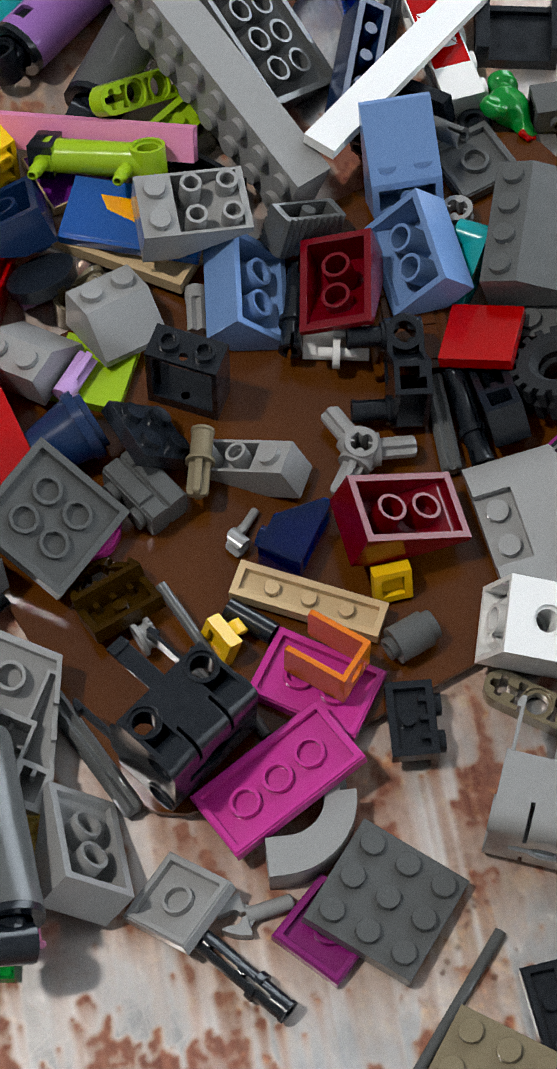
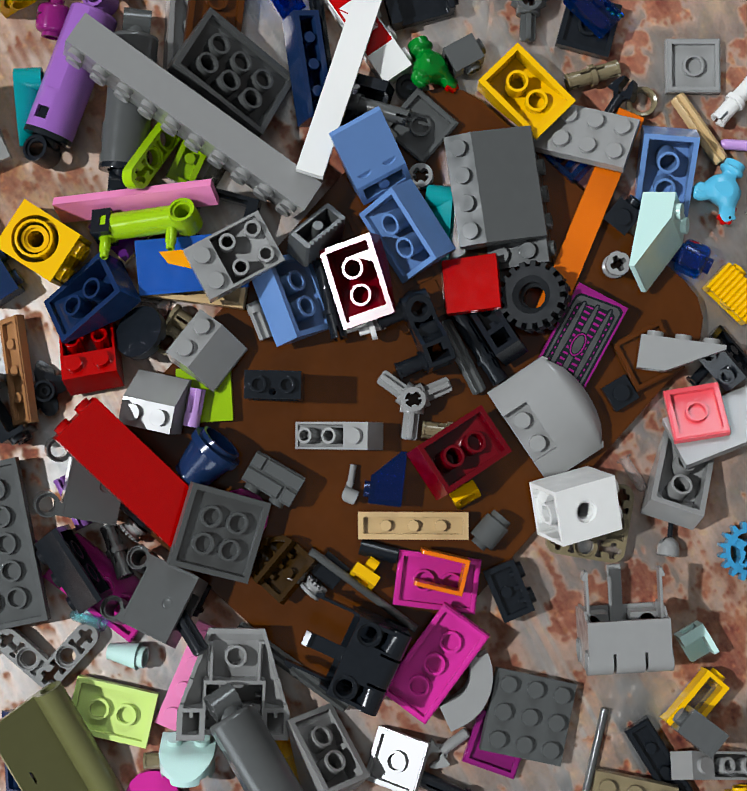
camera: 15 degrees left, 25 degrees up
(147, 435) = (263, 442): black plate -> none
(171, 629) = (327, 576): none -> black tile
(200, 461) = (306, 450): dark tan axle -> none

